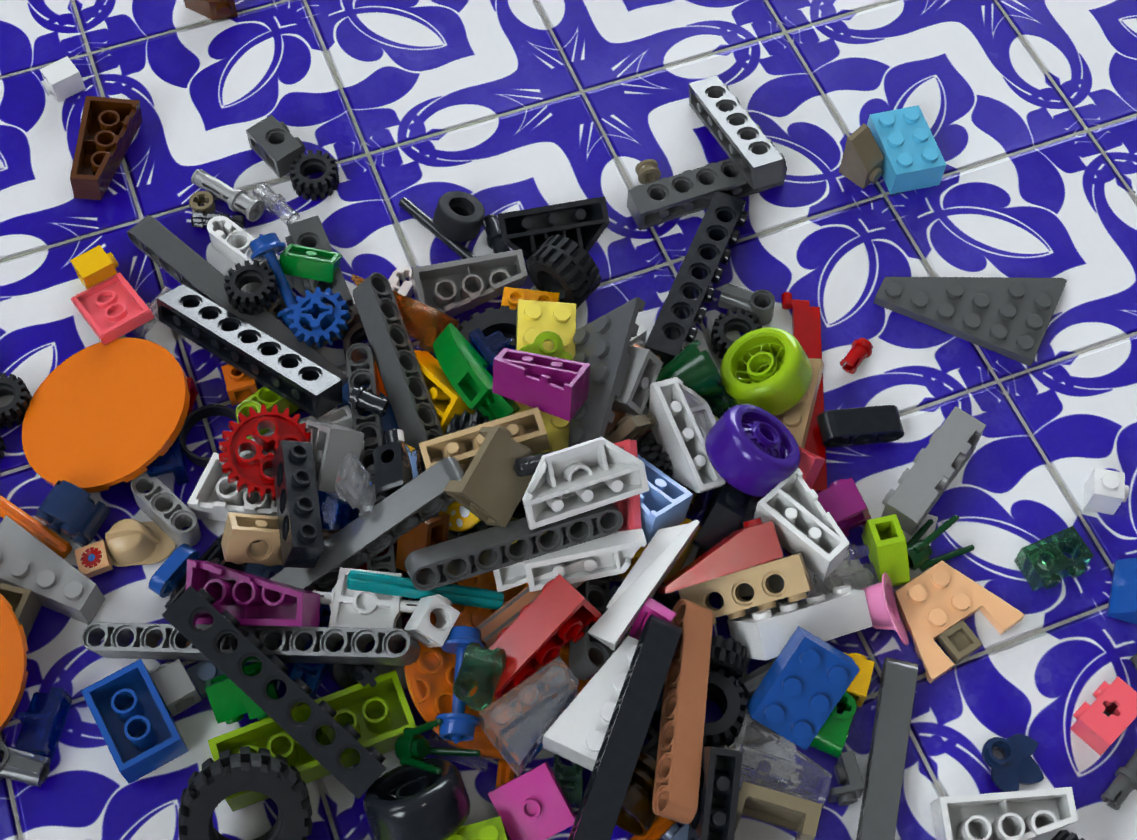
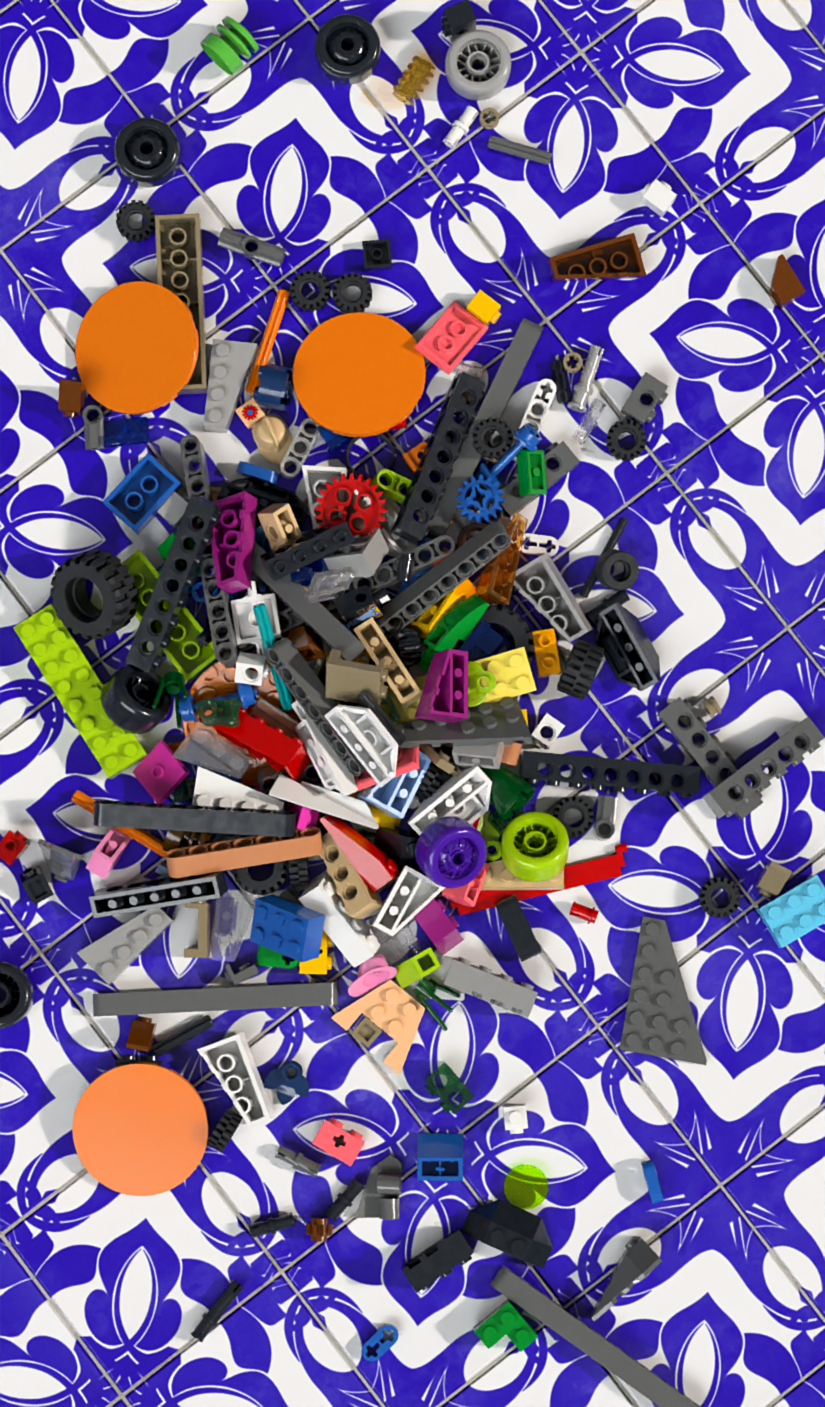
camera: 75 degrees right, 25 degrees up
(874, 207) = (719, 911): none -> black tyre

